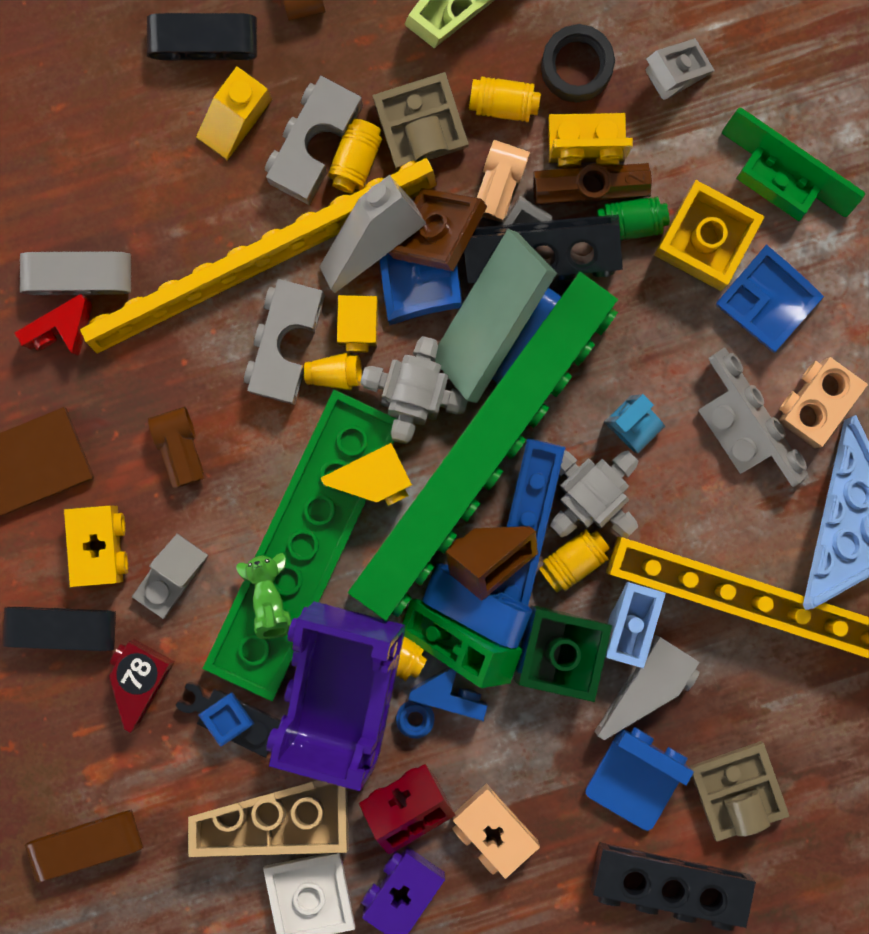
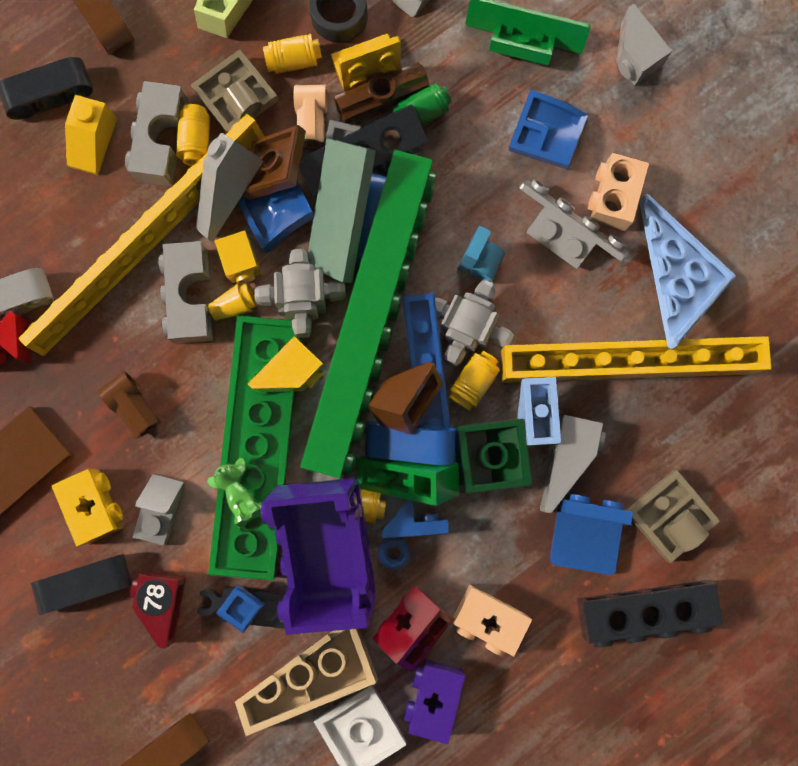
camera: 20 degrees left, 5 degrees down
(709, 235) = (484, 96): yellow brick -> none

